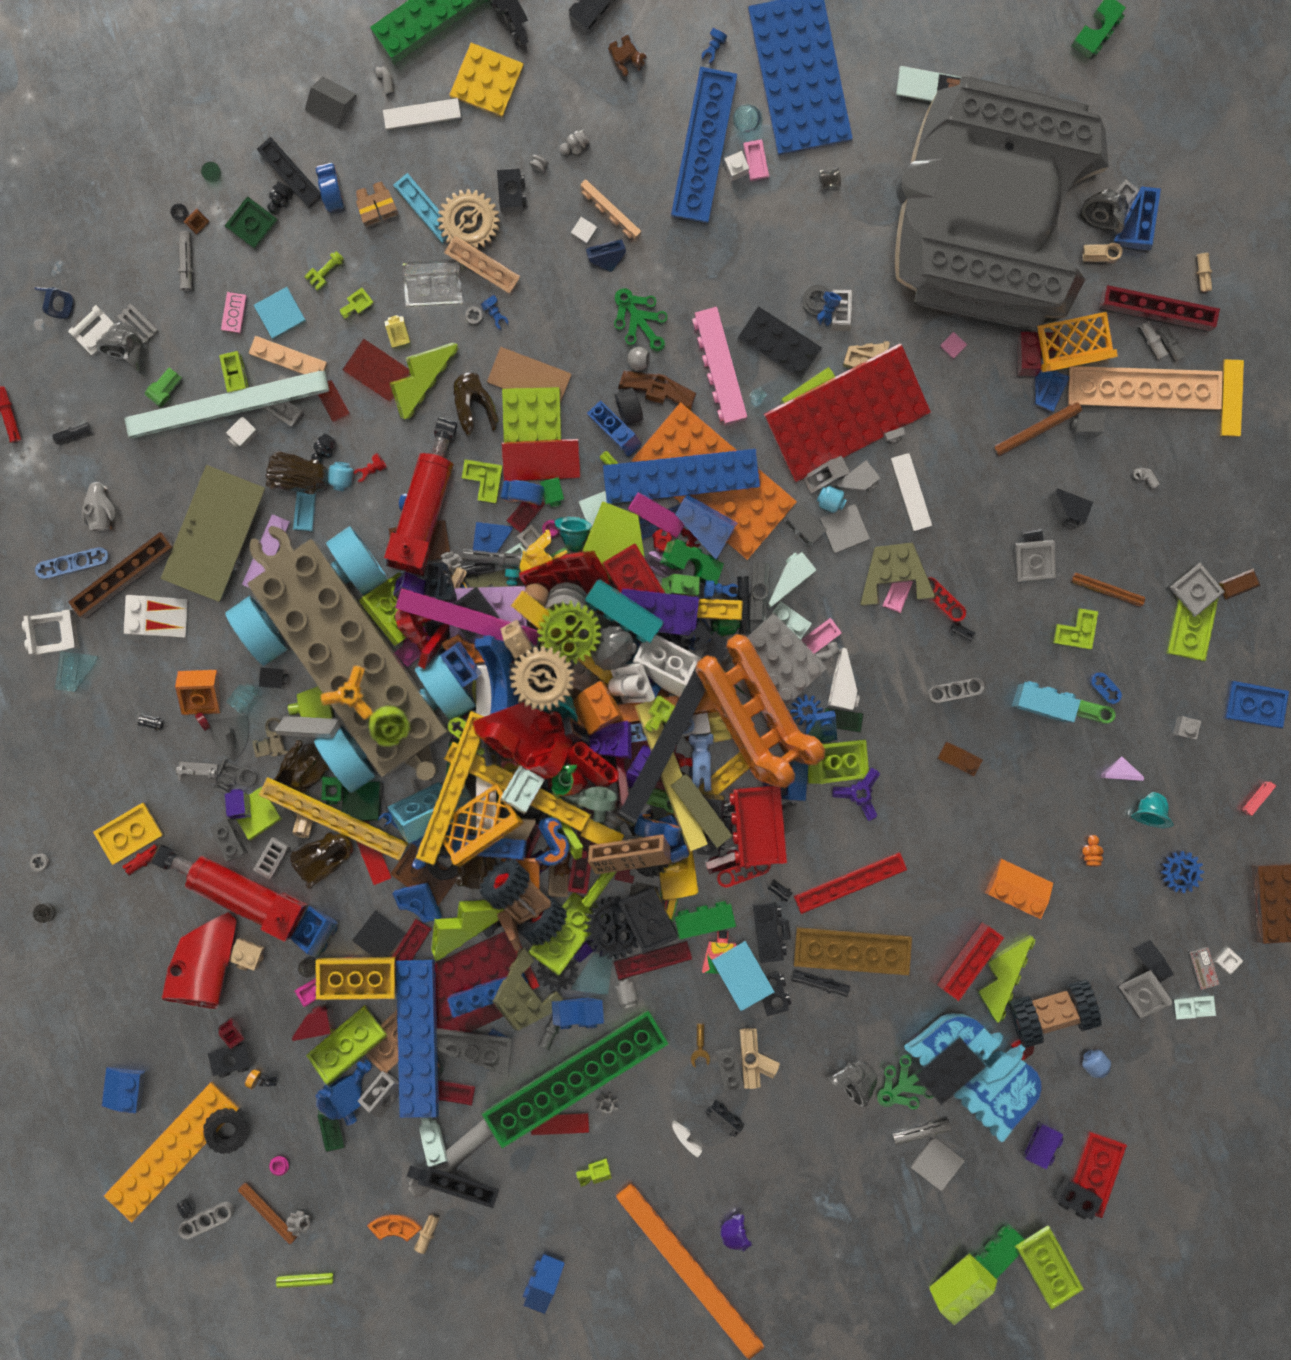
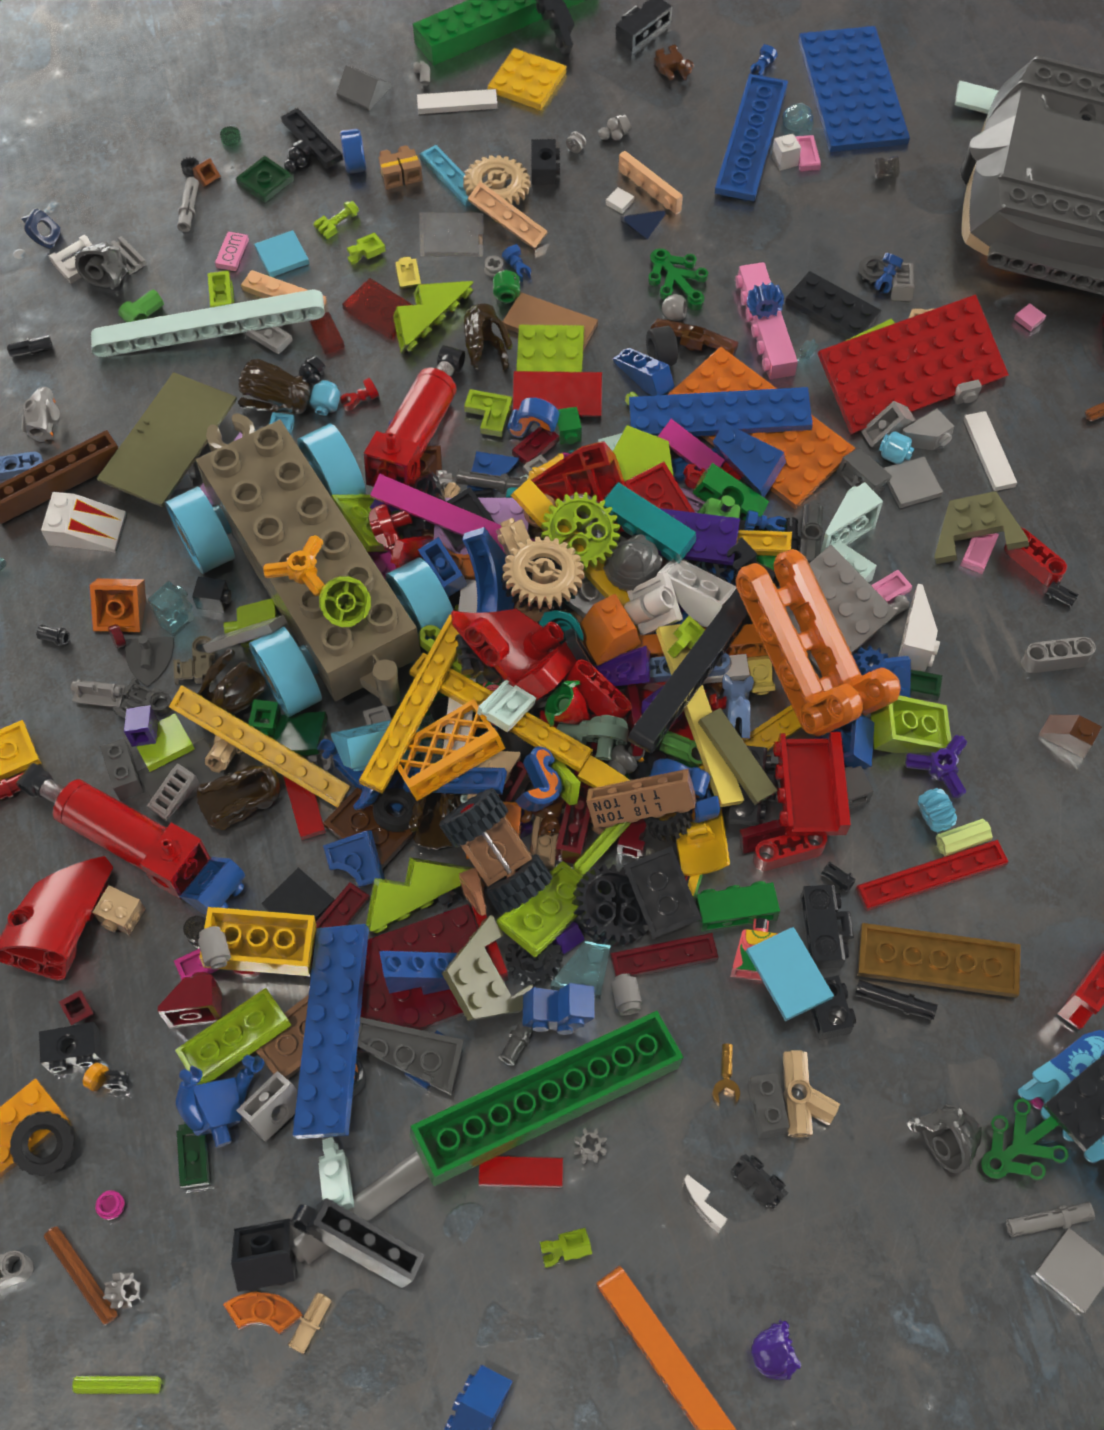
camera: 10 degrees right, 25 degrees down
(241, 433) = (220, 353): white brick -> none
(326, 995) = (214, 947): none -> light grey brick
(389, 1192) = (263, 1255): none -> black slope
(455, 1092) = (376, 1116): dark red tile -> none
(487, 343) = (506, 286): none -> green head
(717, 361) = (765, 300): none -> blue gear
(854, 835) = (937, 810): none -> medium azure gear
(874, 853) = (964, 837): none -> yellowish green axle

